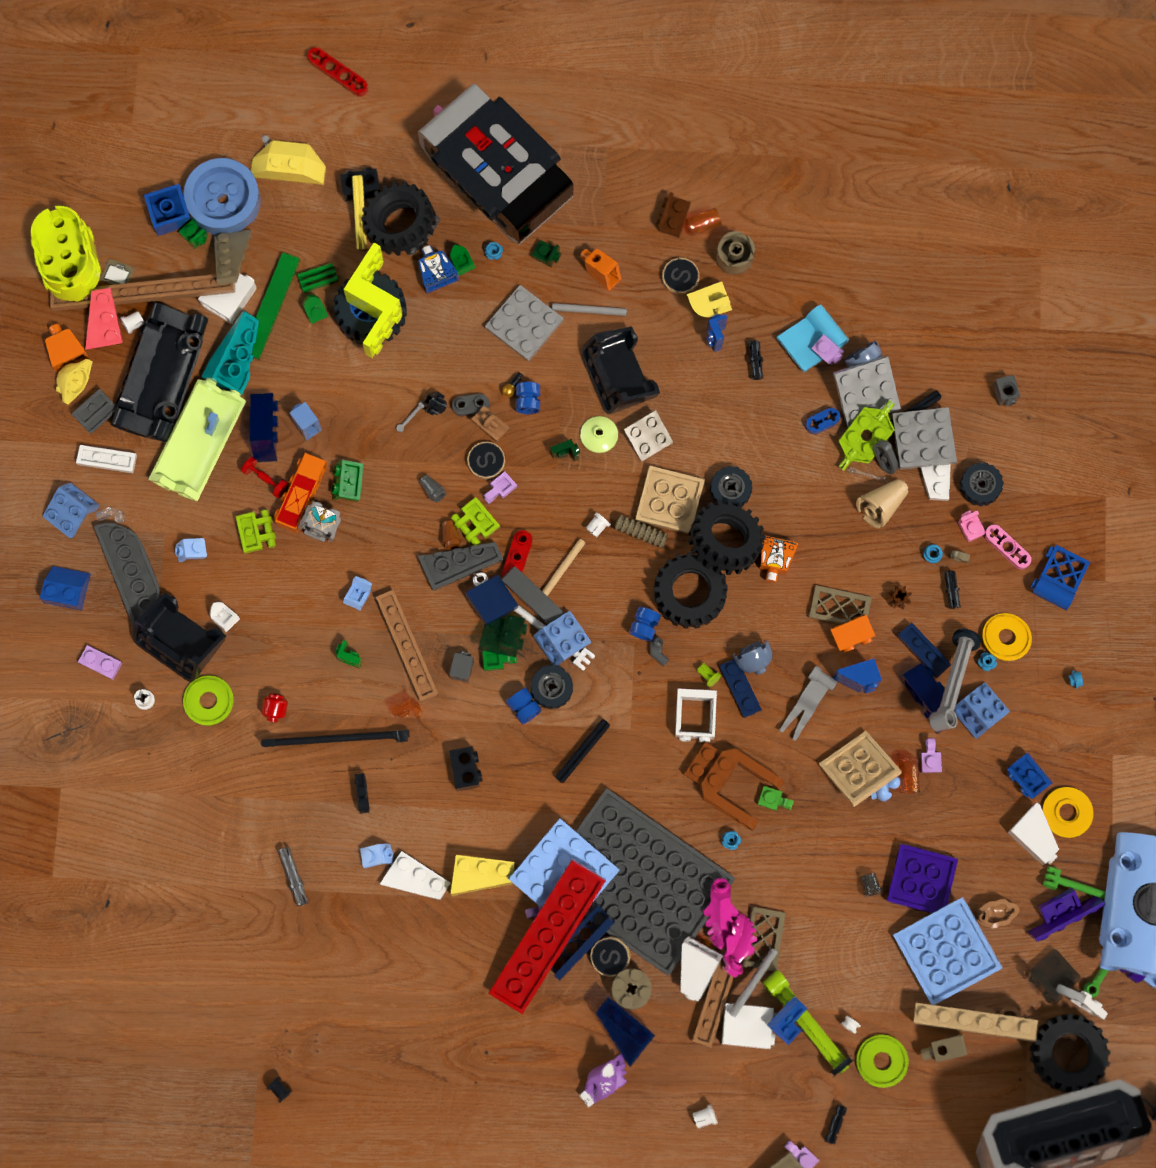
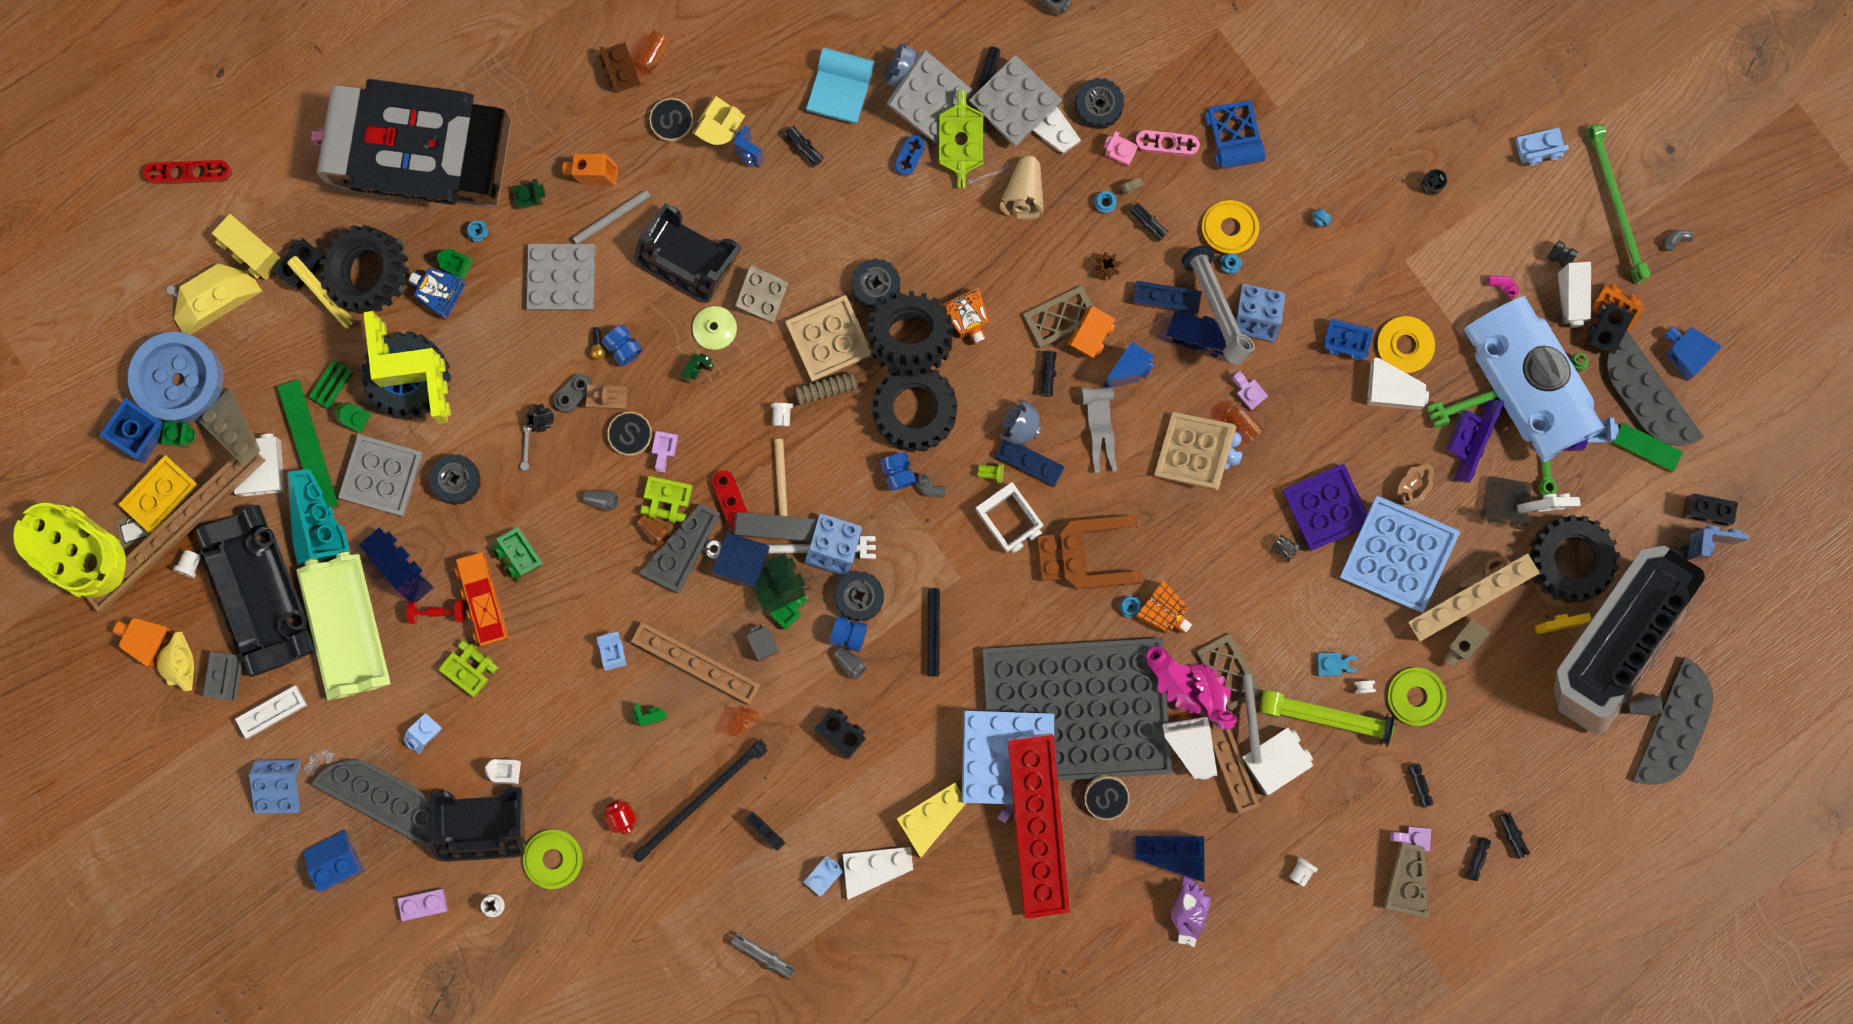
camera: 40 degrees left, 5 degrees up
(103, 320) = (159, 584): coral wing -> none
(150, 262) = (159, 494): none -> yellow plate
(213, 421) = (343, 597): medium blue tile -> none
(302, 361) = (381, 475): none -> light grey plate
(305, 420) = (431, 529): medium blue brick -> none
(320, 522) = (523, 613): light grey brick -> none
(335, 147) = (246, 247): none -> light yellow wedge
(352, 410) = (466, 484): none -> black wheel
(510, 729) = (851, 664): none -> dark grey cone
(581, 951) = (1079, 803): dark blue fence -> none
(635, 978) = (1161, 807): dark tan brick -> none
(742, 246) = (703, 47): dark tan brick -> none
(752, 861) = (1165, 610): none -> orange torso
(772, 799) = (1137, 540): bright green plate -> none
(783, 1022) = (1307, 733): blue plate -> none
(800, 638) = (1047, 373): none -> black pin
(828, 350) = (863, 86): lavender bracket -> none
(840, 991) = (1331, 664): none -> dark azure plate
(886, 456) = (994, 145): dark grey plate -> none
(1025, 1090) = (1563, 622): none -> yellow plate

